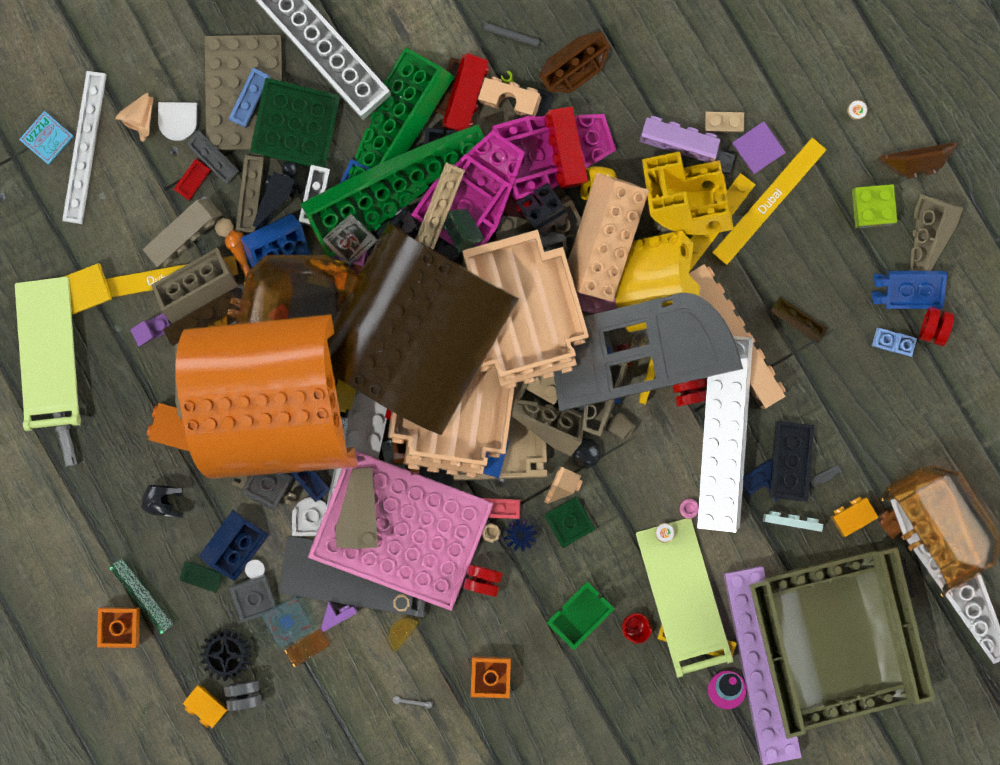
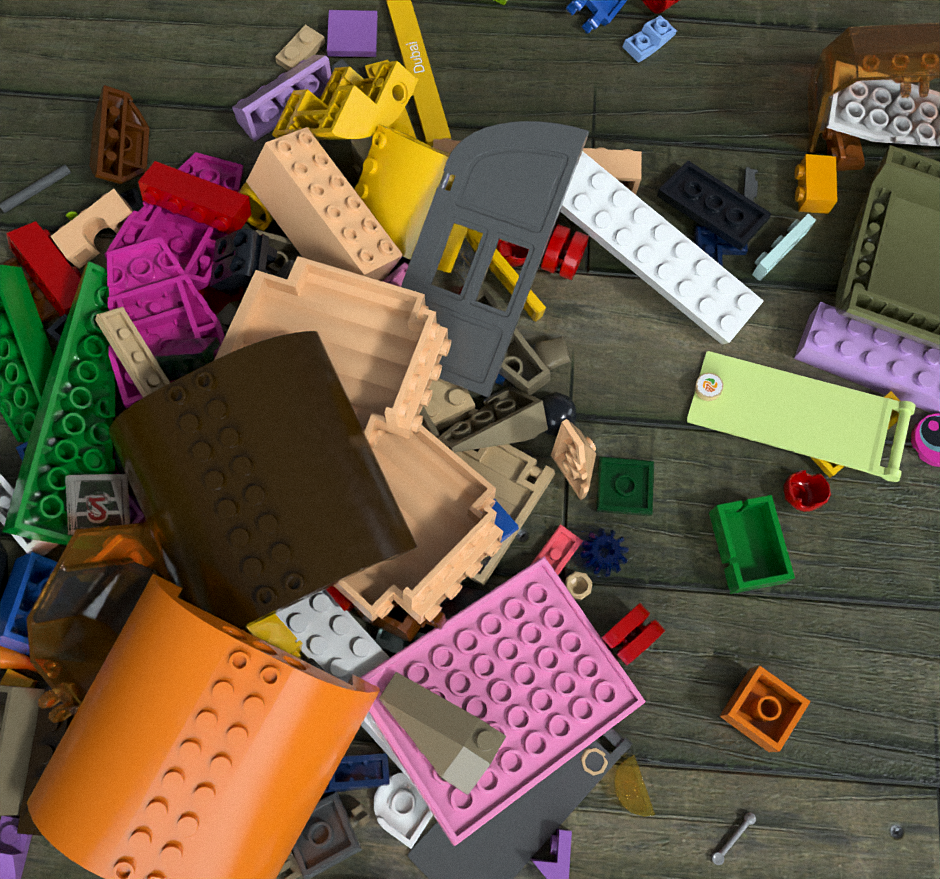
camera: 65 degrees left, 15 degrees down
(689, 508) = (696, 344): bright pink tile -> none
(799, 319) = (563, 106): dark brown plate -> none

